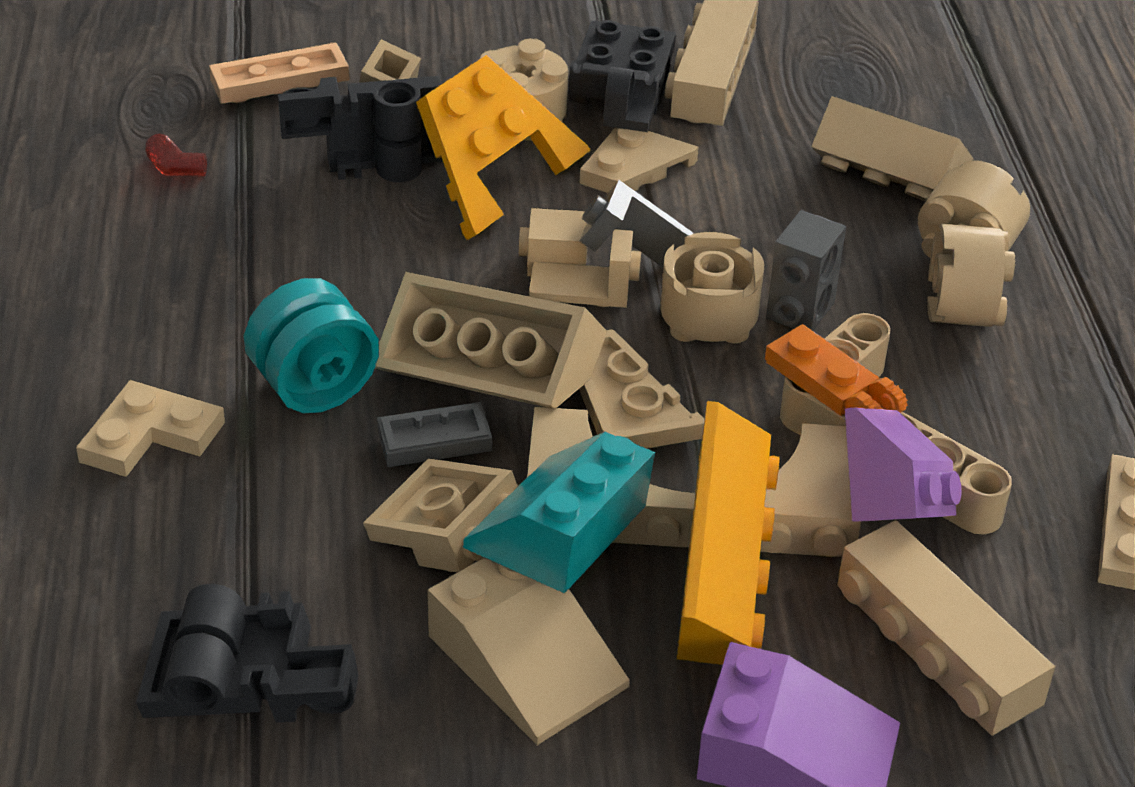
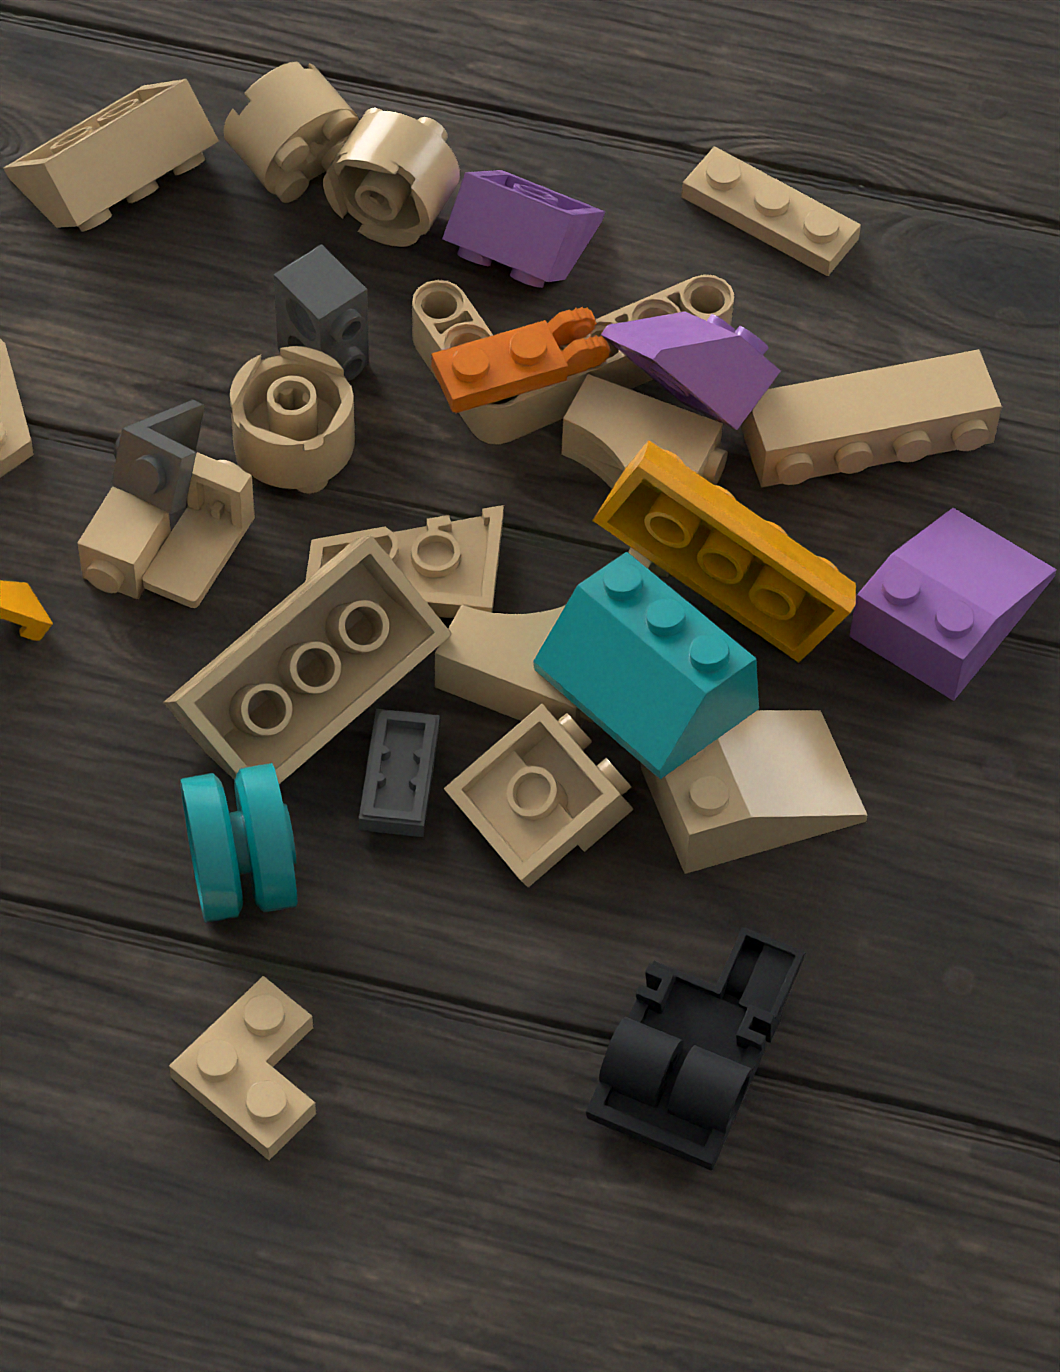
camera: 70 degrees left, 15 degrees up
(992, 368) = (520, 226): none -> medium lavender slope

